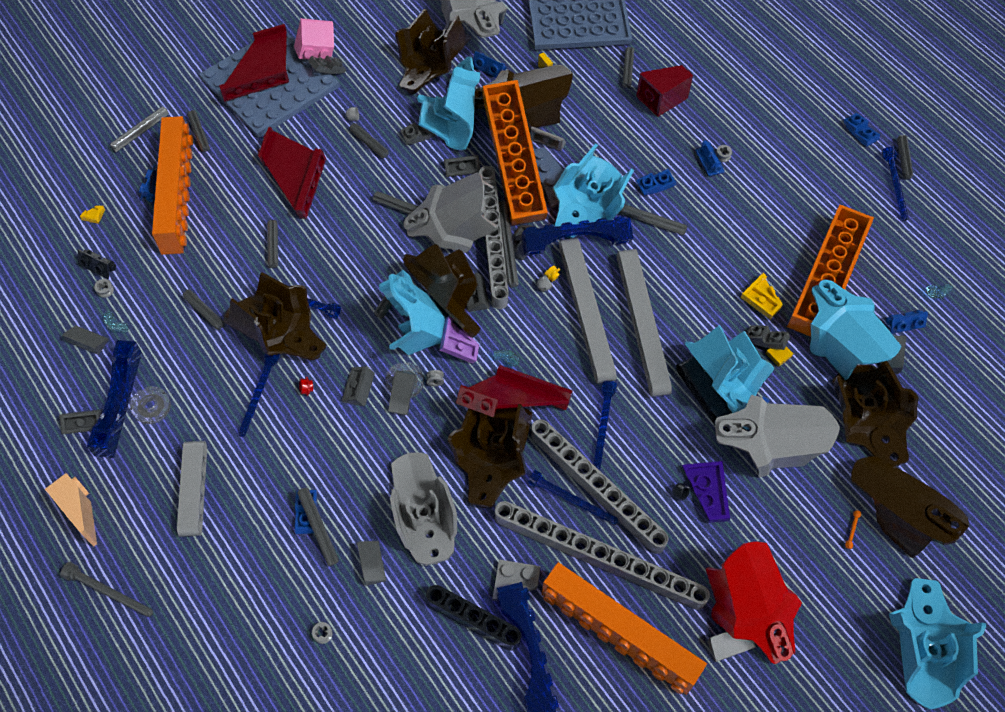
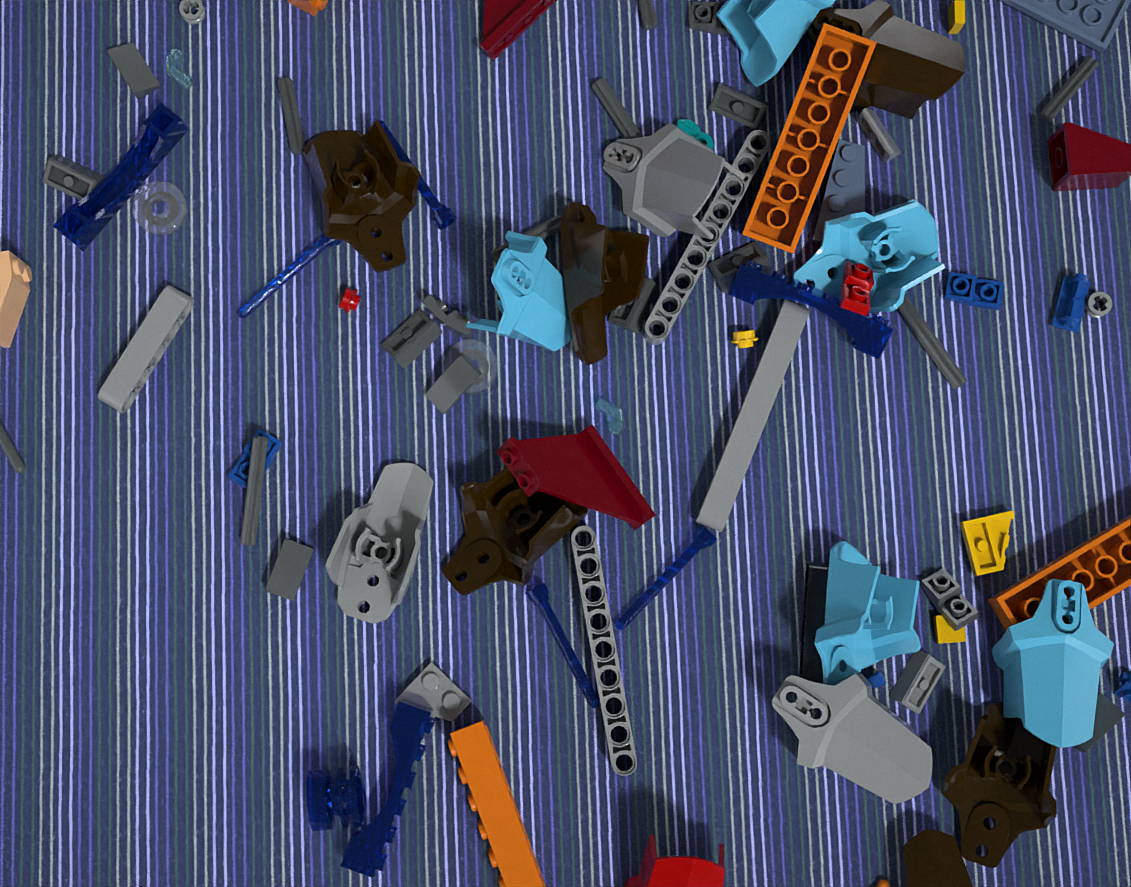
camera: 30 degrees right, 20 degrees up
(272, 243) = (428, 73): dark grey axle -> none
(322, 625) = (183, 623): light grey bush -> none
(379, 361) = (452, 322): none -> dark grey slope
(435, 378) = (506, 388): light grey bush -> none
(458, 342) = (560, 362): medium lavender wing -> none
(479, 626) = (346, 700): black beam -> none
(501, 674) = (335, 798): none -> clear blue wheel
(511, 270) = (715, 263): dark grey axle -> none
(544, 283) = (724, 346): light grey hinge -> none
(594, 209) = (856, 287): none -> red slope
(606, 563) = (549, 748): light grey beam -> none
(644, 323) = (811, 477): light grey beam -> none
(681, 491) = (695, 720): black hinge -> none
(710, 489) = (731, 741): dark purple wing -> none
(784, 388) = (917, 681): none -> light grey slope

